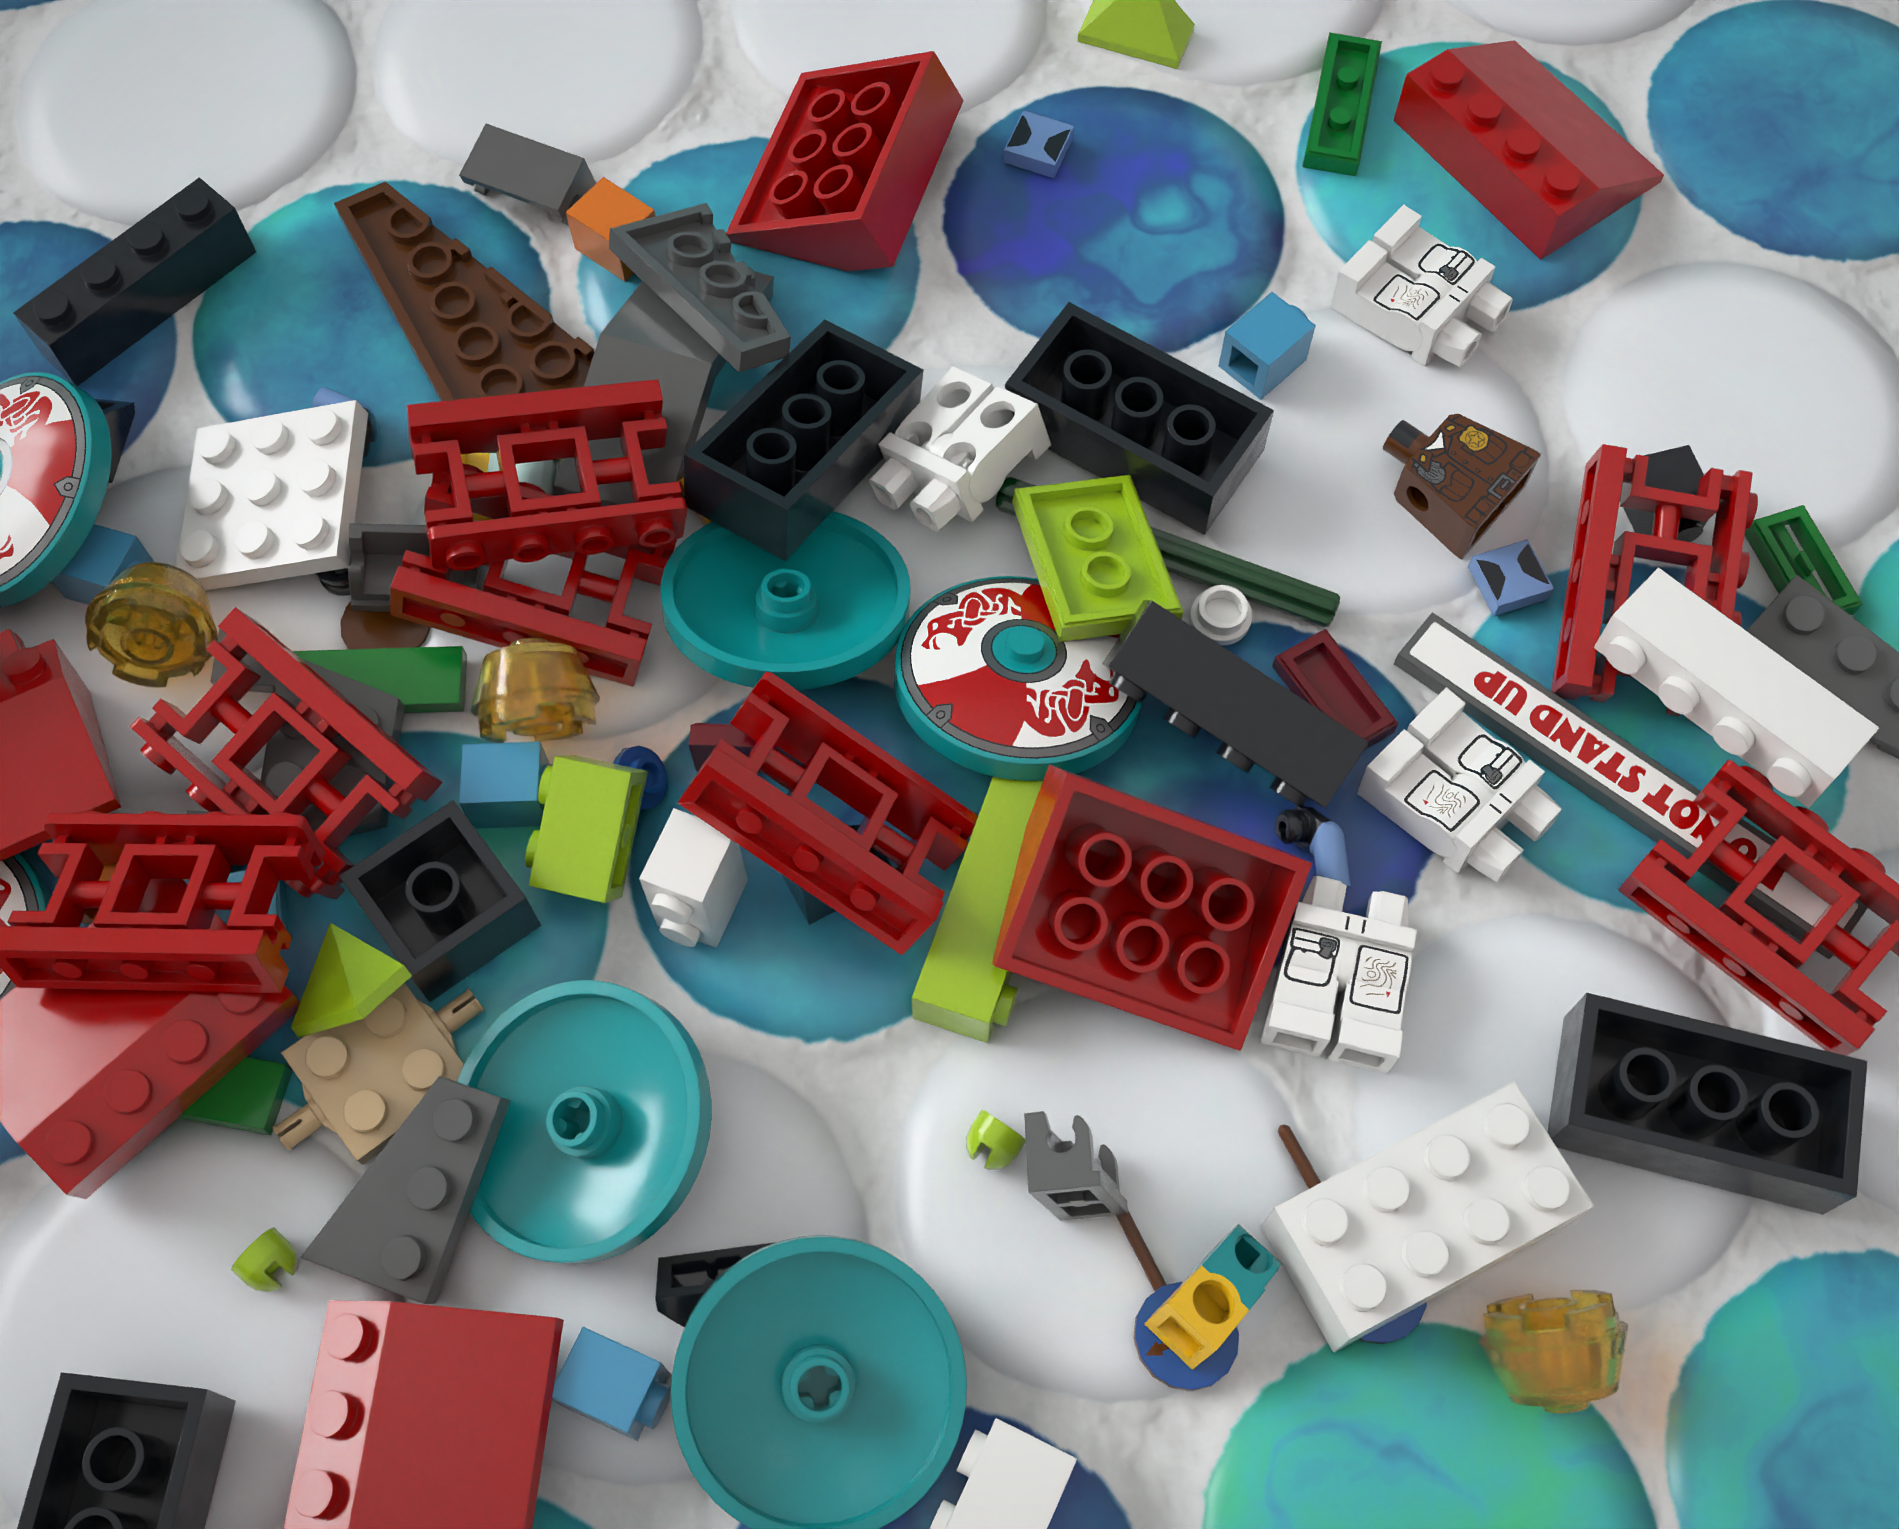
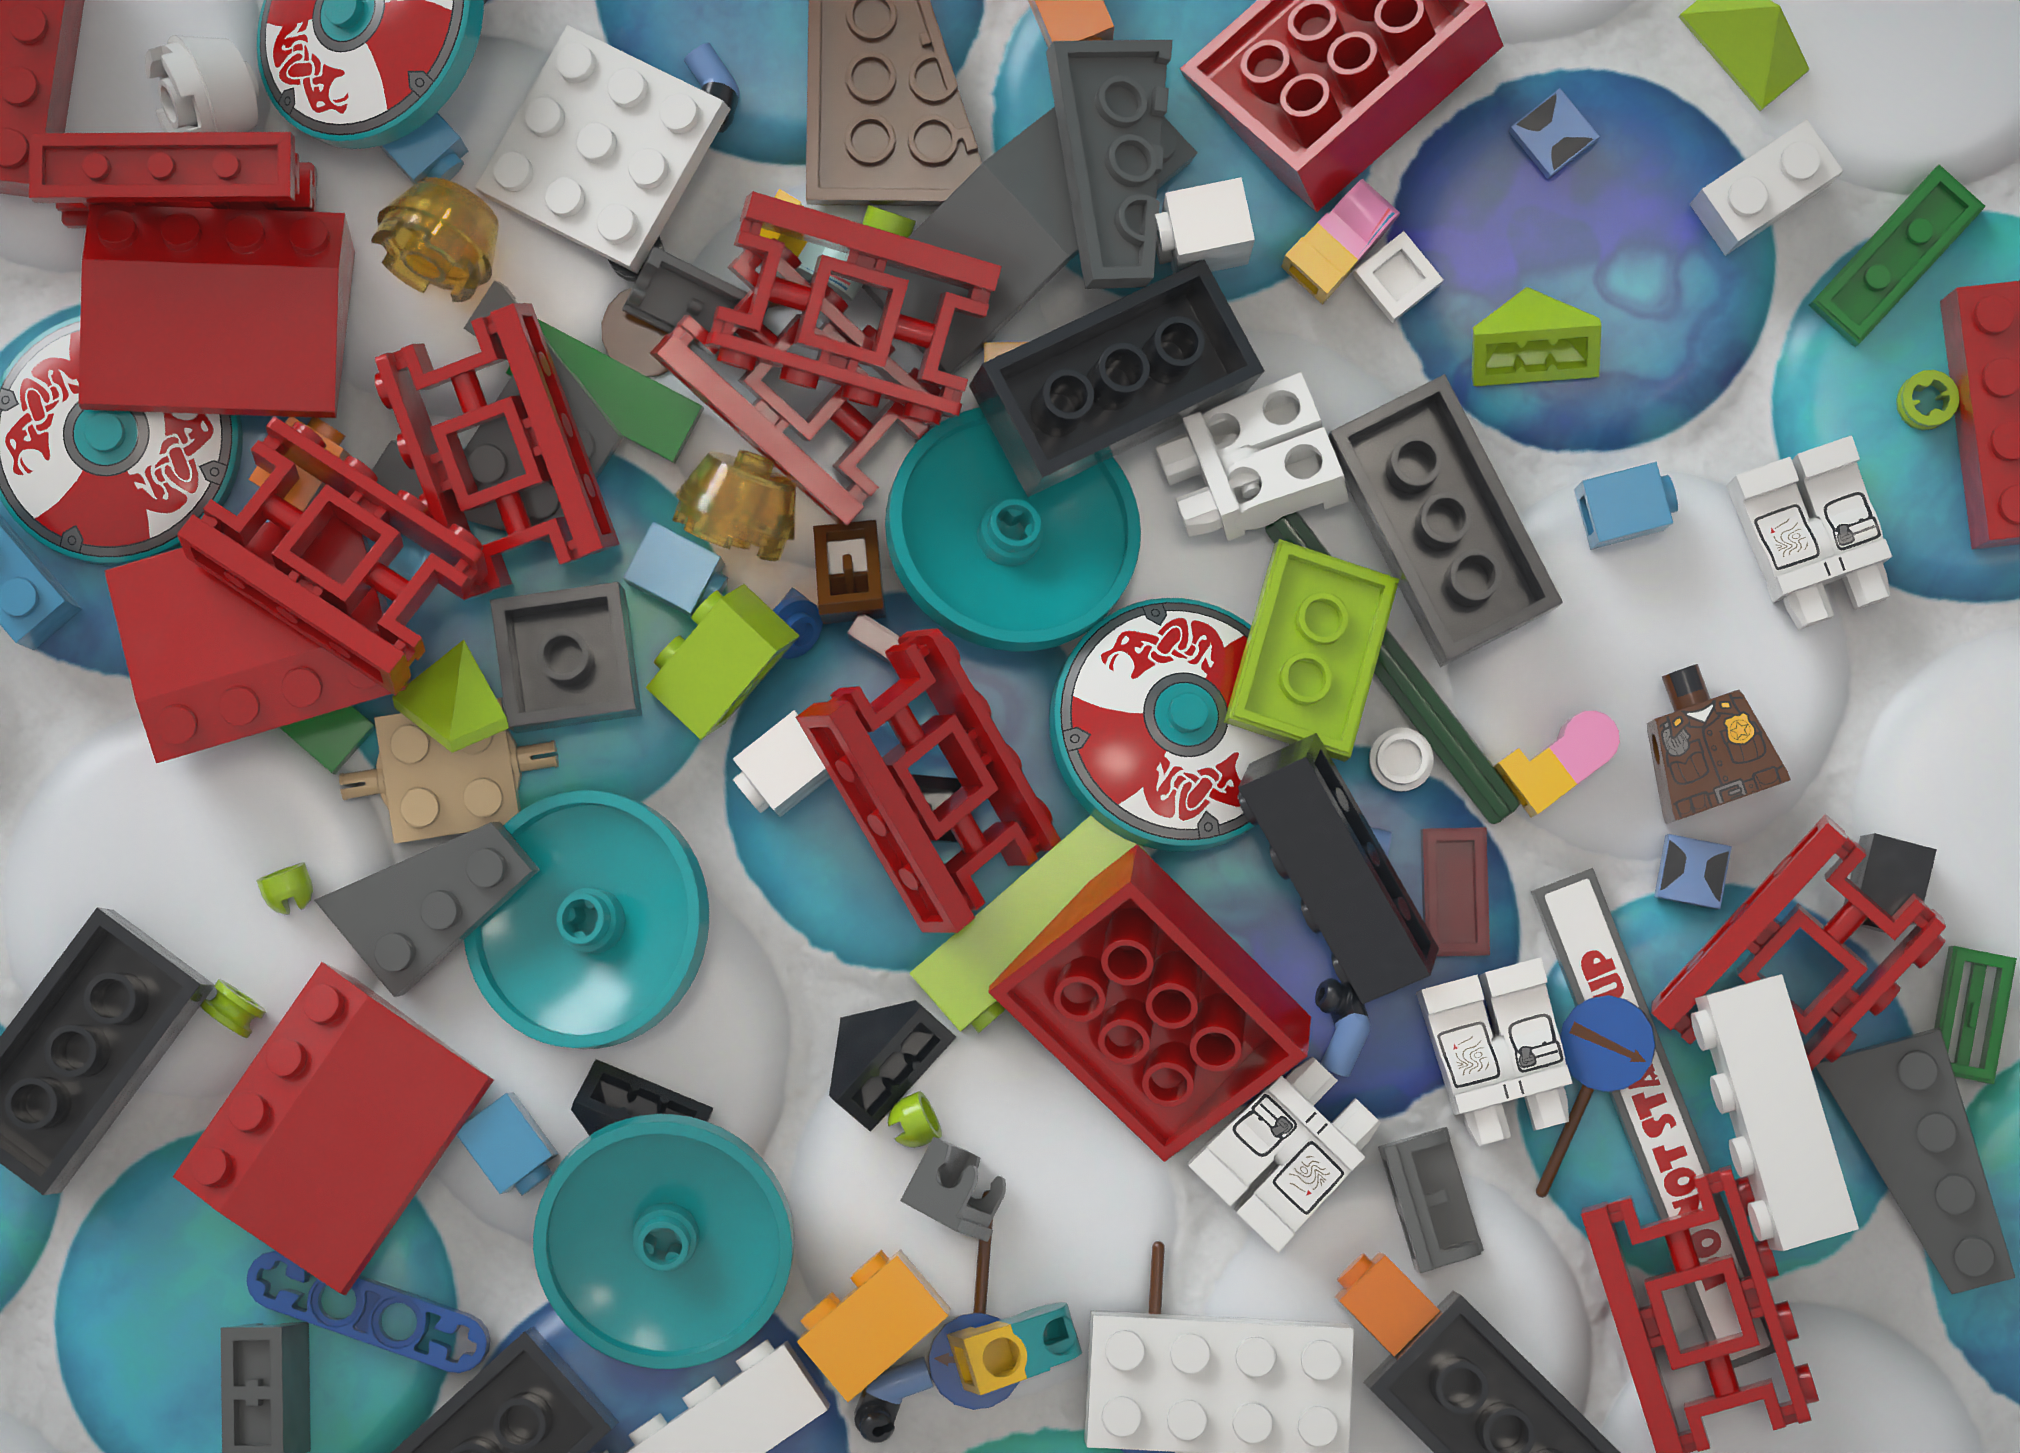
camera: 30 degrees right, 20 degrees up
(262, 1410) = (233, 1008): none -> lime bush
(663, 710) = (848, 572): none -> reddish brown slope
(813, 286) = (1205, 224): none -> white brick
(923, 281) = (1339, 241): none -> leg
(932, 1097) = (882, 1058): none -> black slope
(984, 282) = (1398, 277): none -> white plate
(1073, 1341) = (873, 1324): none -> light orange brick
(1120, 1423) = (882, 1398): none -> arm
(1124, 275) = (1535, 342): none -> lime slope
(1218, 94) = (1766, 187): none -> white brick
(1355, 540) = (1580, 749): none -> leg
(1435, 162) = (1936, 417): none -> lime bush
(1488, 951) = (1431, 1200): none -> dark grey hinge
(1521, 1049) = (1384, 1301): none -> orange brick
(1557, 737) = (1606, 1049): none -> blue piece

